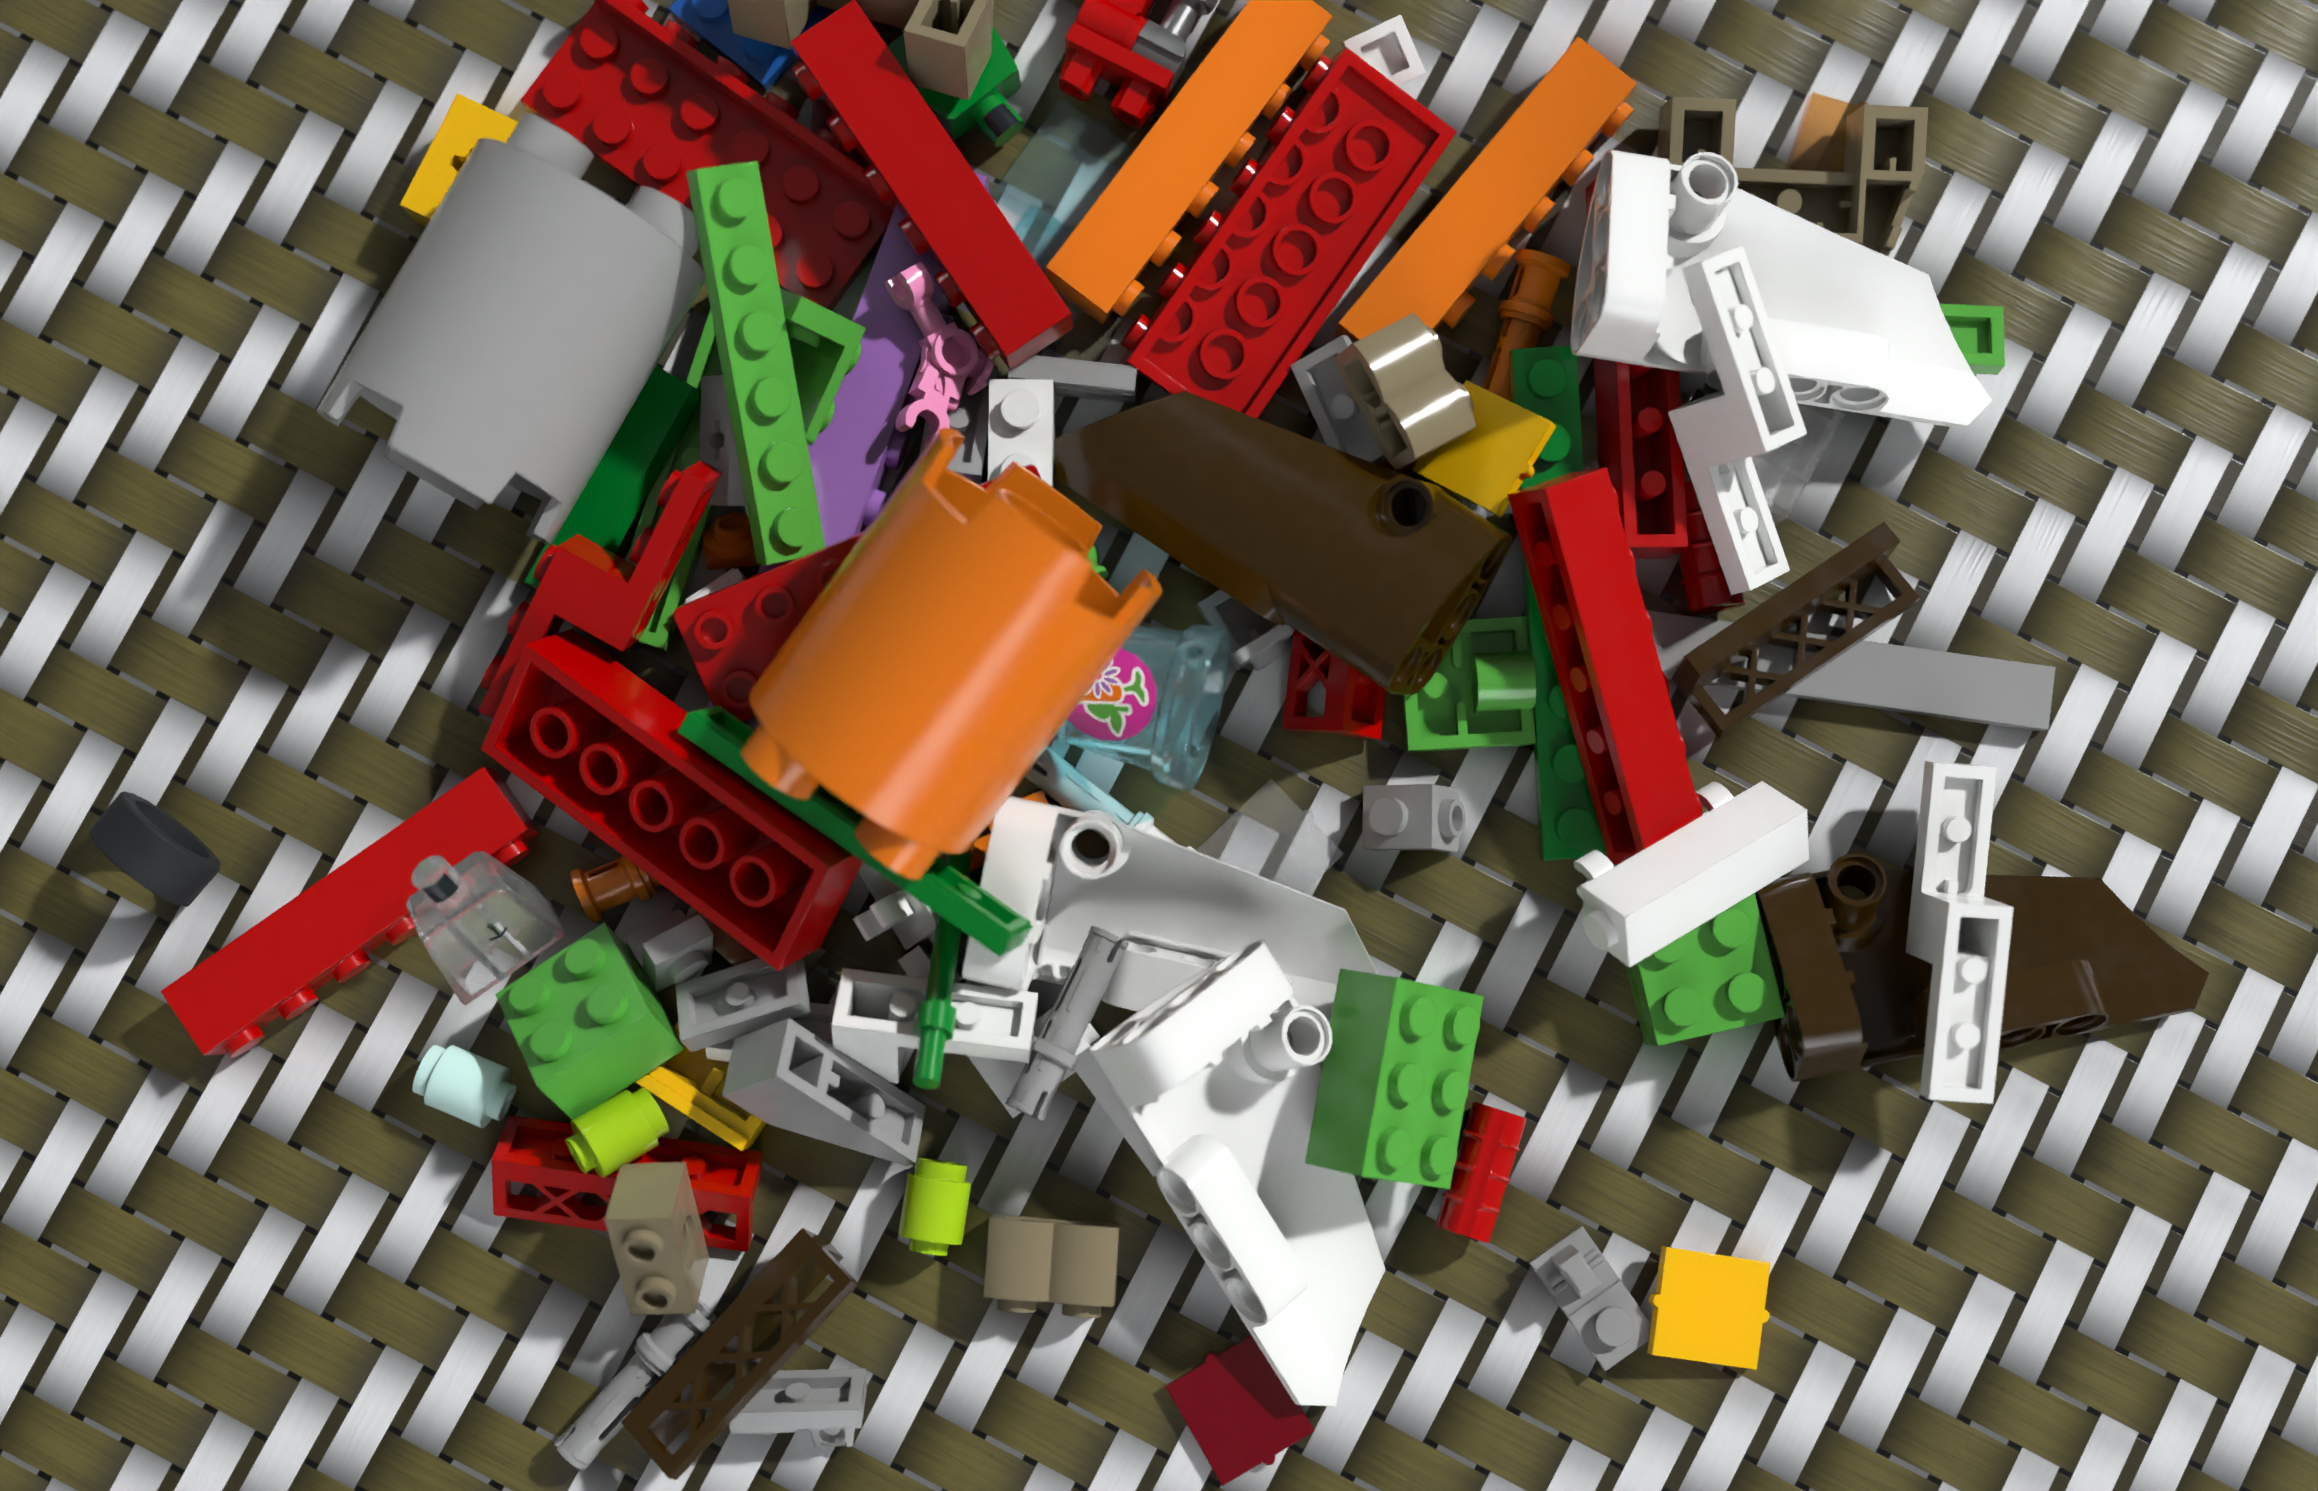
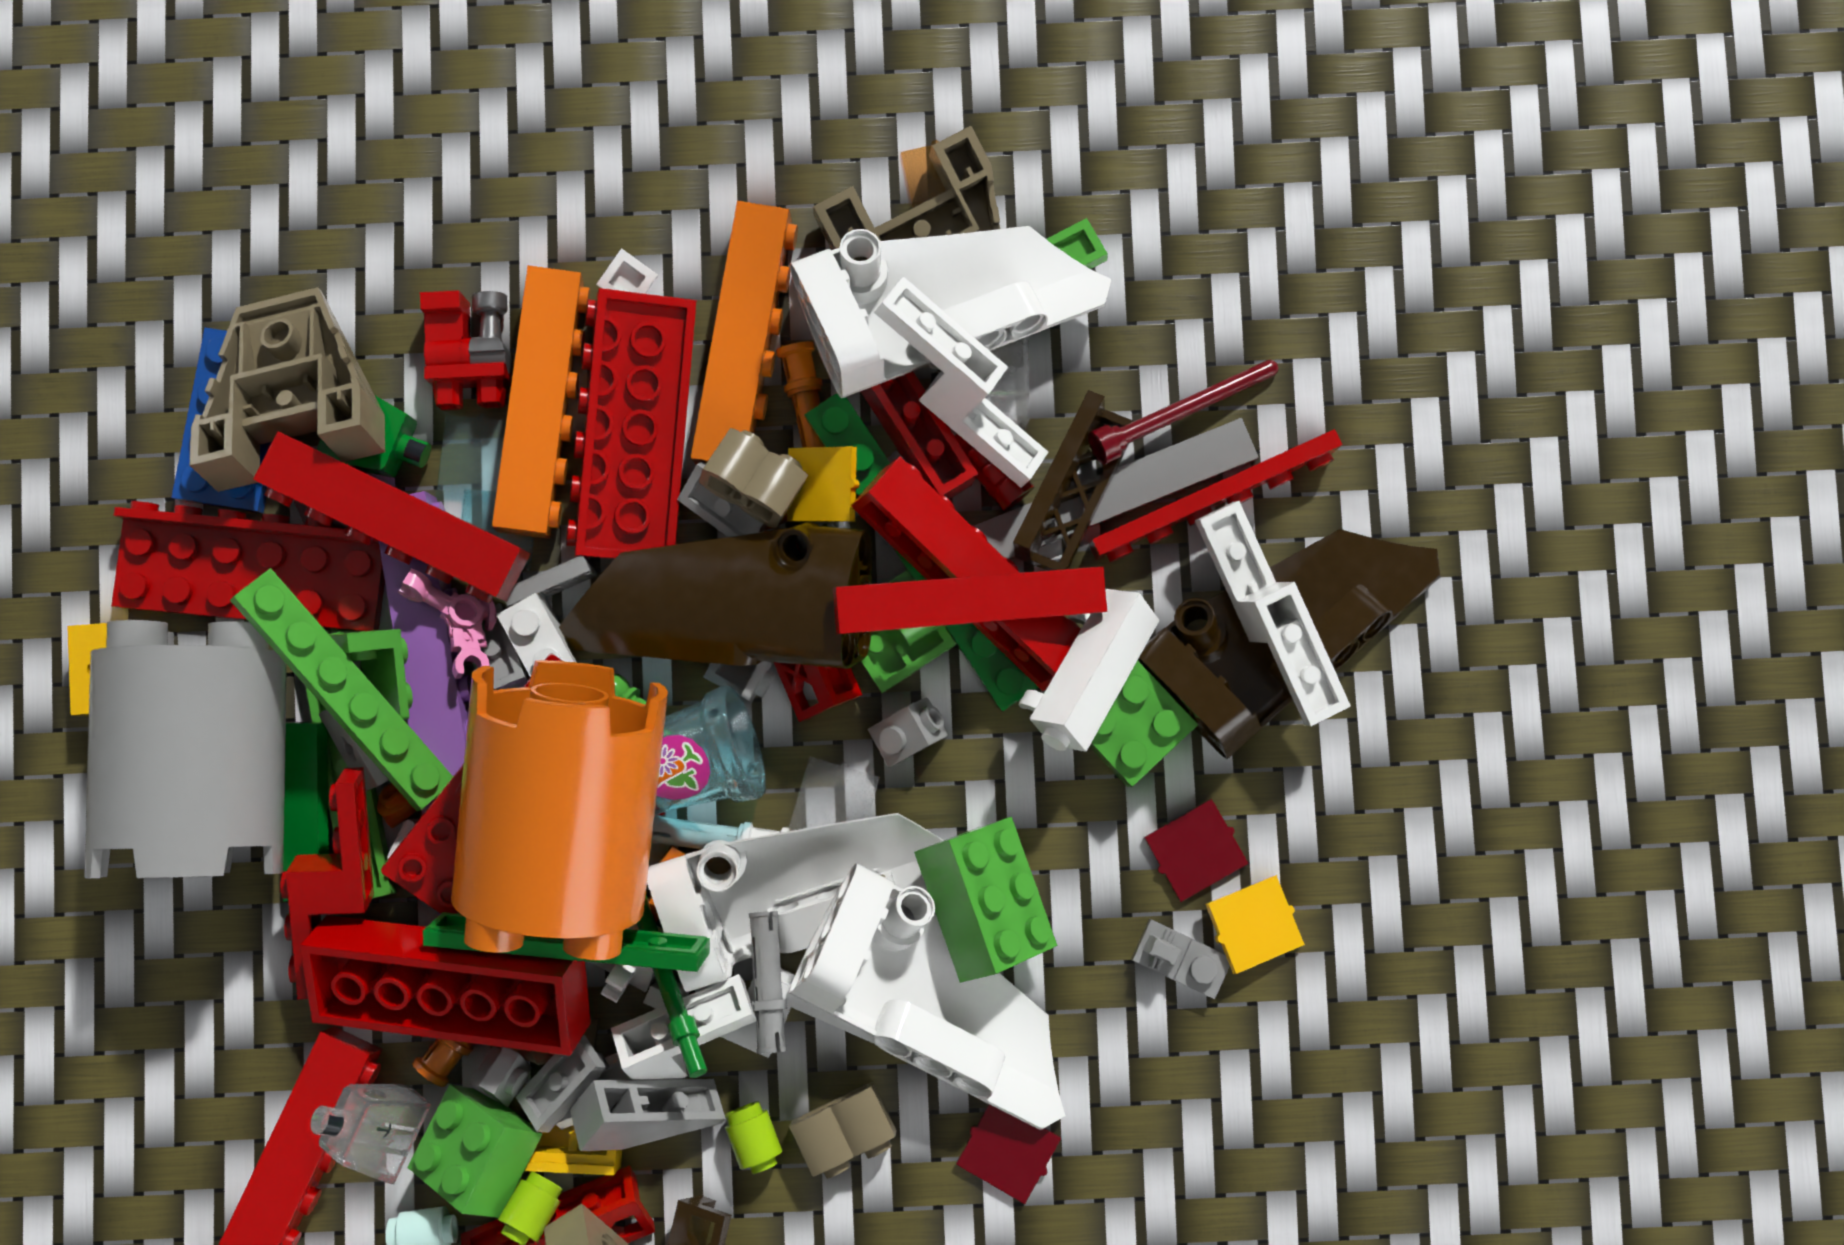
camera: 25 degrees left, 0 degrees up
(154, 849) = (144, 1201): black tyre -> none
(1481, 1172) = (1071, 923): red axle -> none
(1592, 695) = (969, 600): none -> red tile
(1687, 1173) = (1196, 850): none -> dark red piece
(1872, 602) = (1109, 441): none -> dark red piece
(2055, 756) = (1237, 487): none -> red plate

